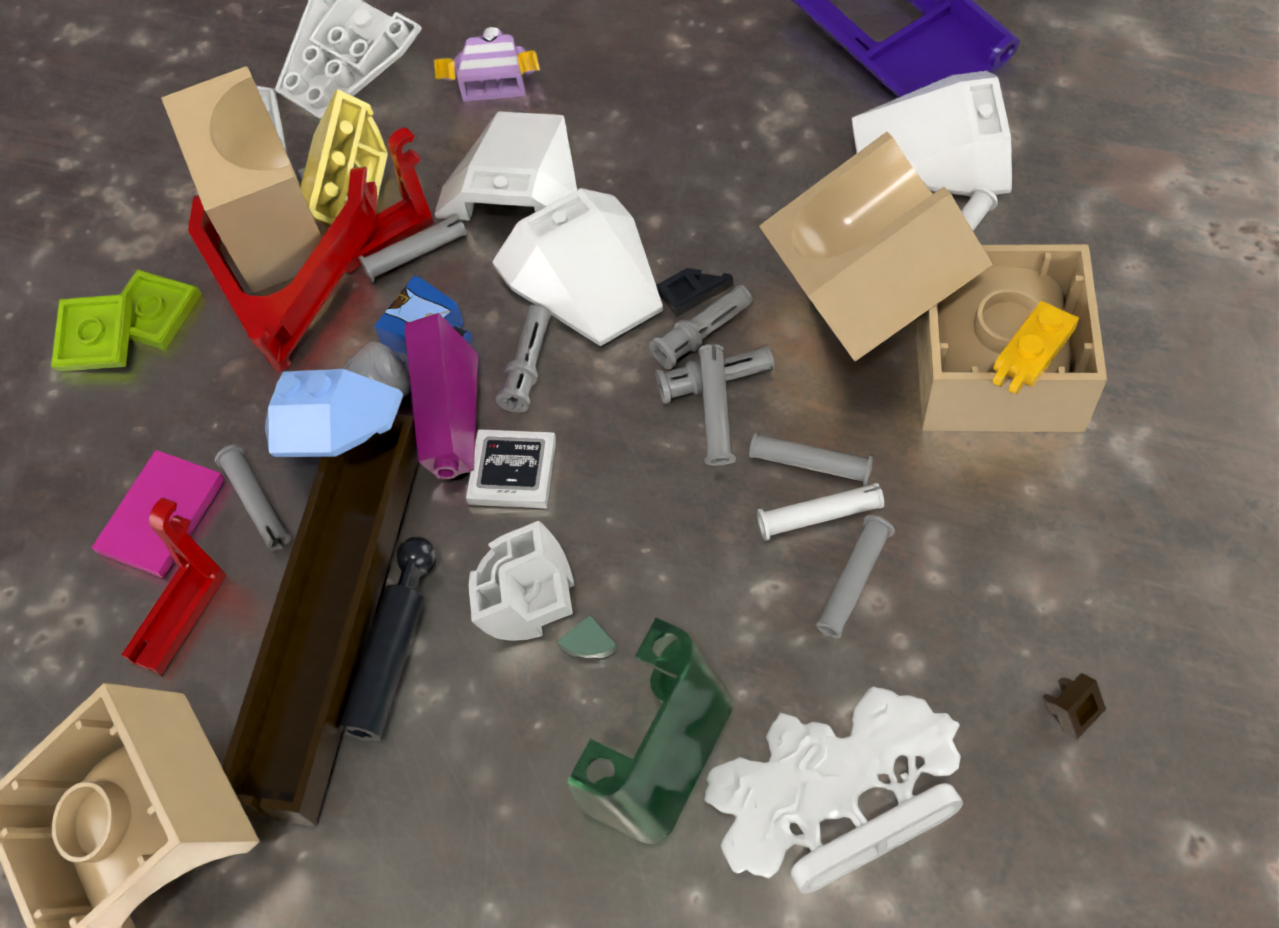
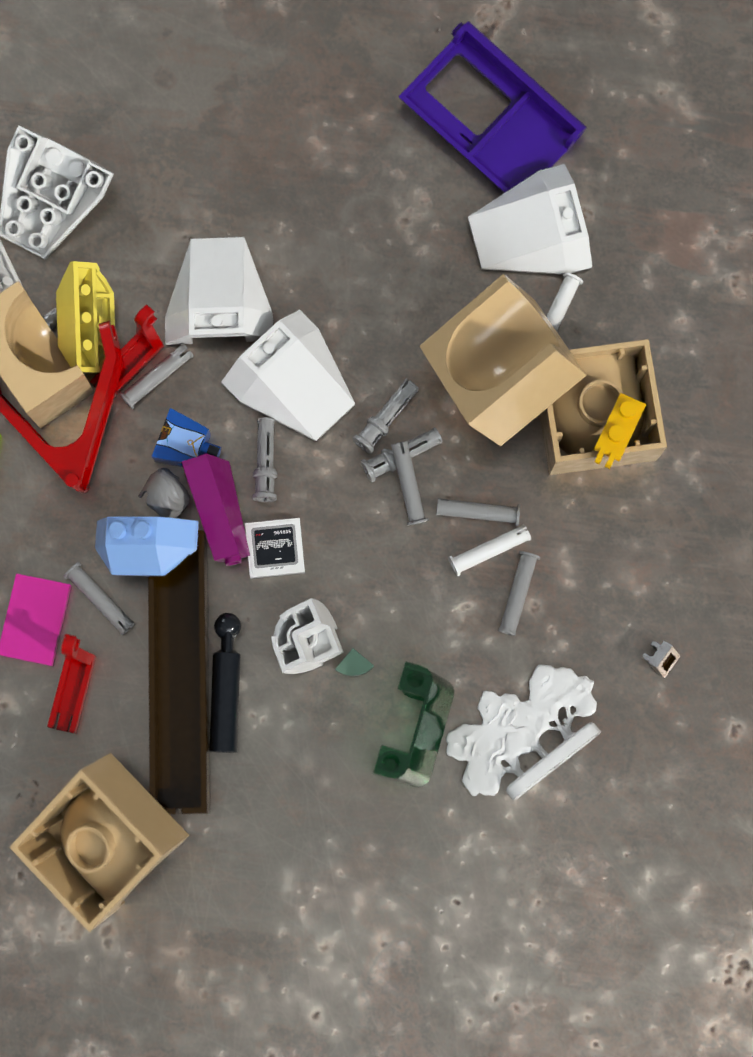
camera: 20 degrees left, 20 degrees up
(489, 67) = (175, 196): lavender torso -> none
(691, 289) = (371, 383): black tile -> none

